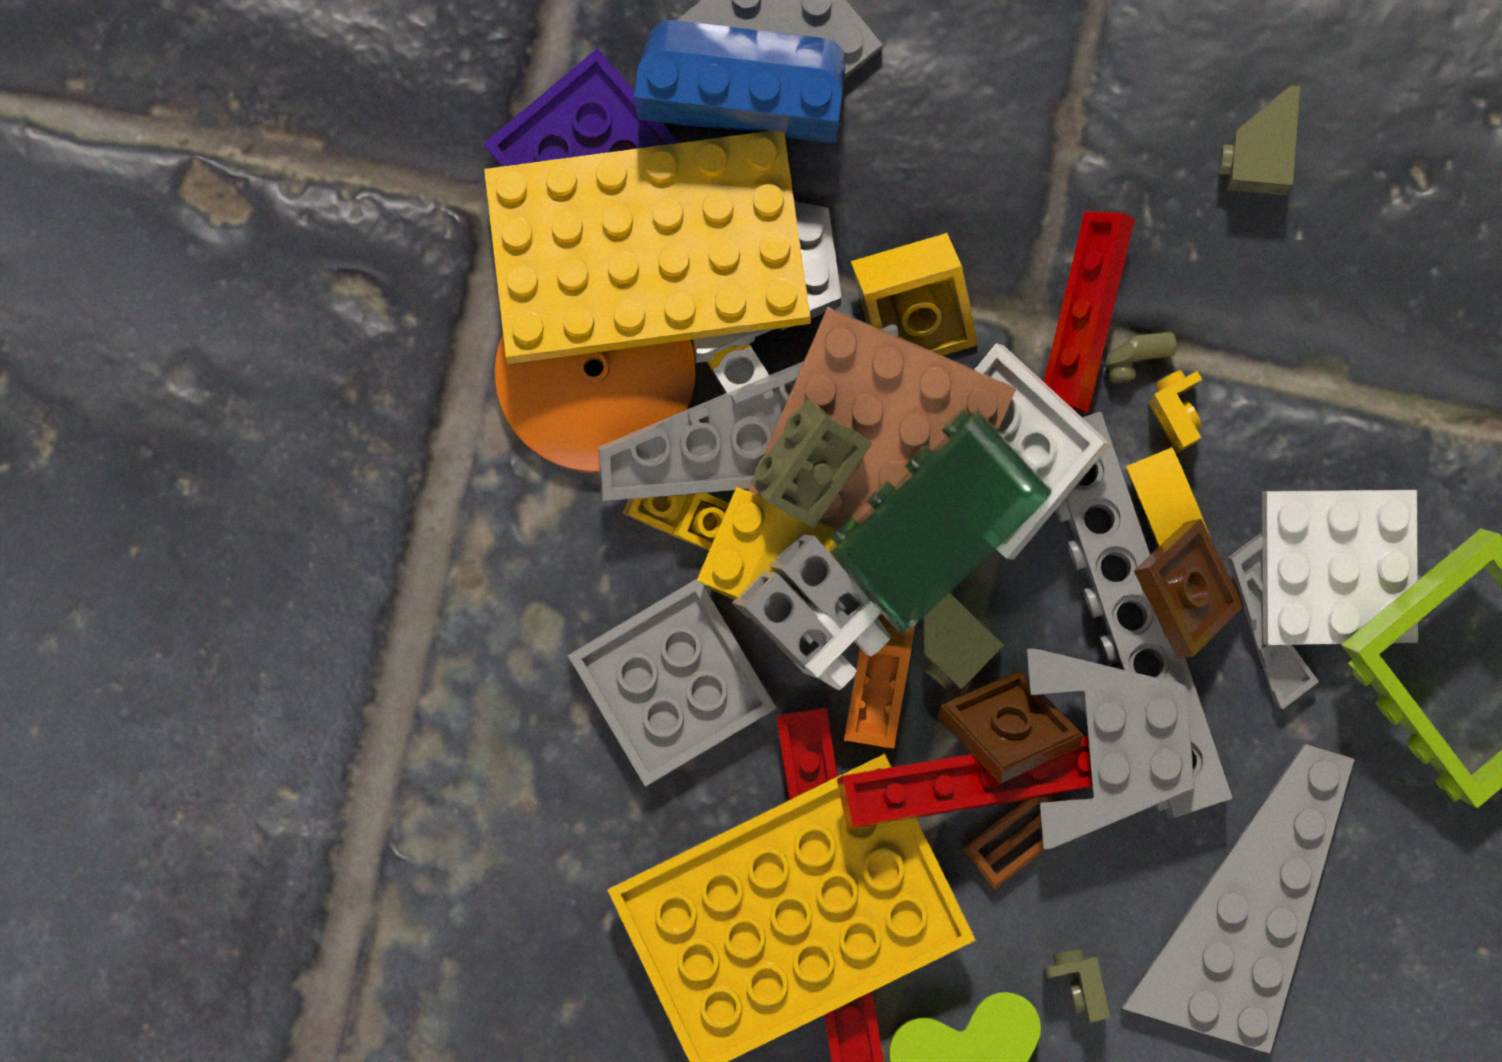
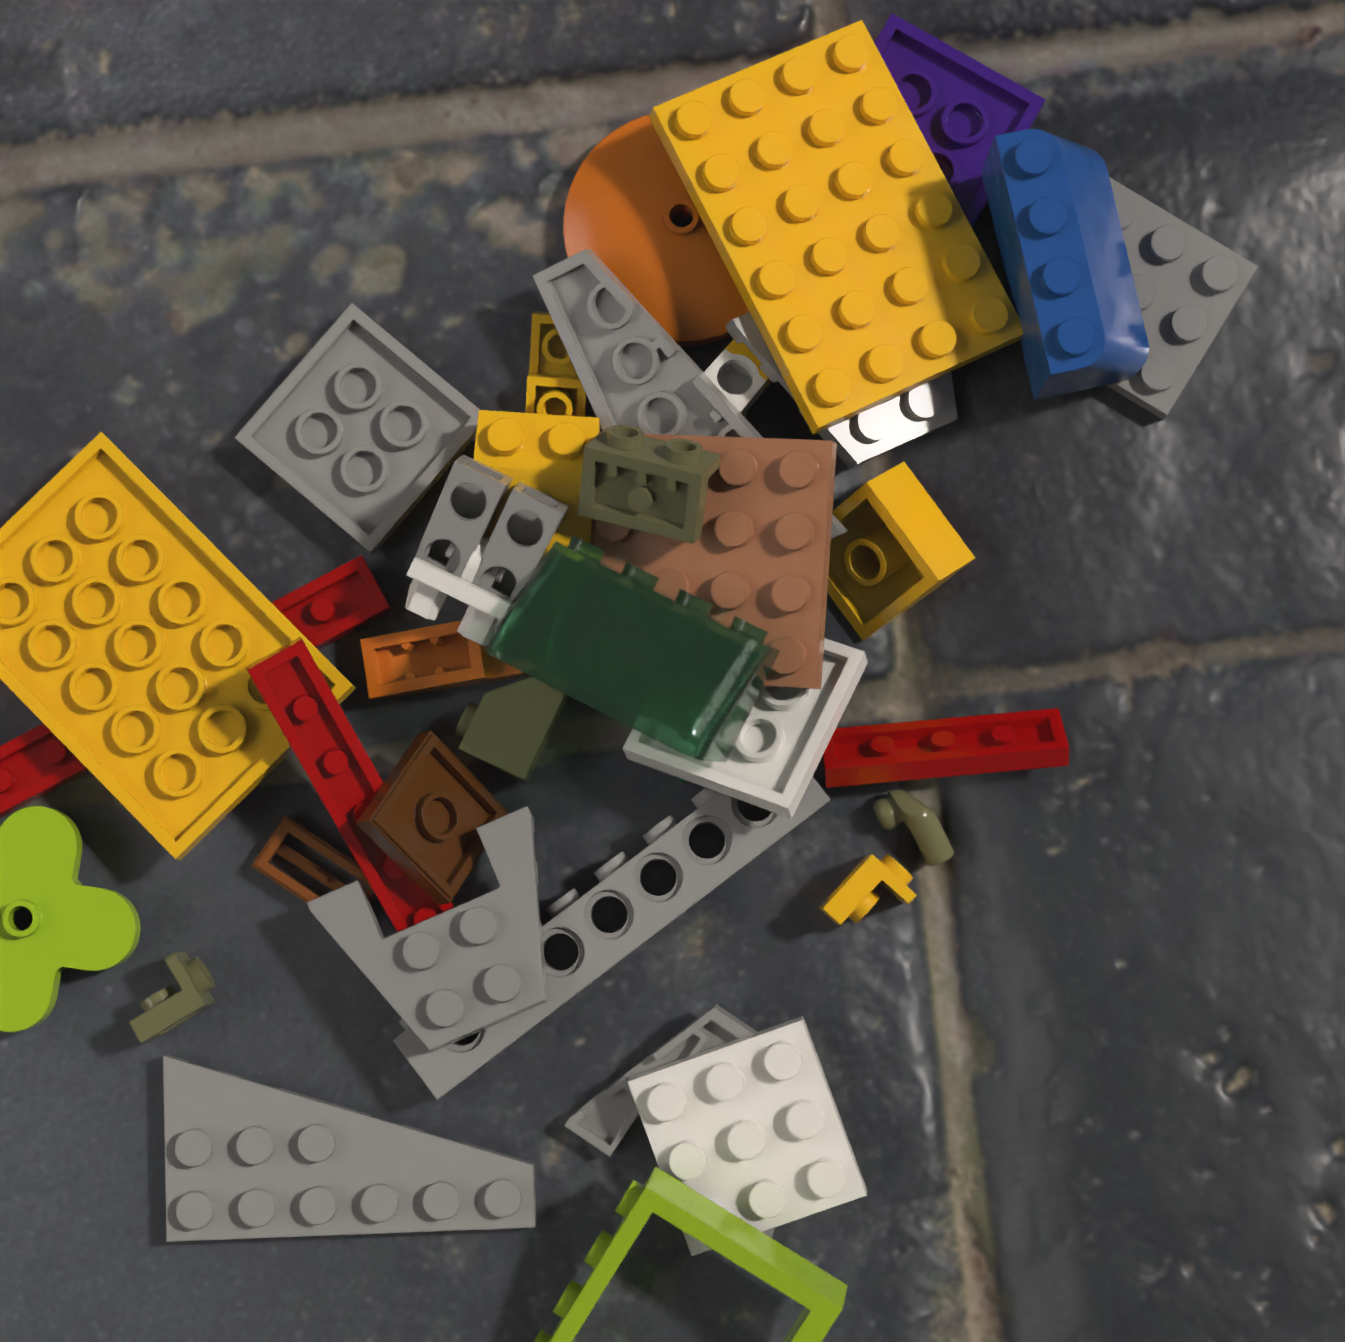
camera: 70 degrees right, 0 degrees up
(1163, 494) = (750, 917): yellow slope -> none
(1189, 589) = (658, 967): reddish brown plate -> none
(1264, 148) = (1206, 887): olive slope -> none

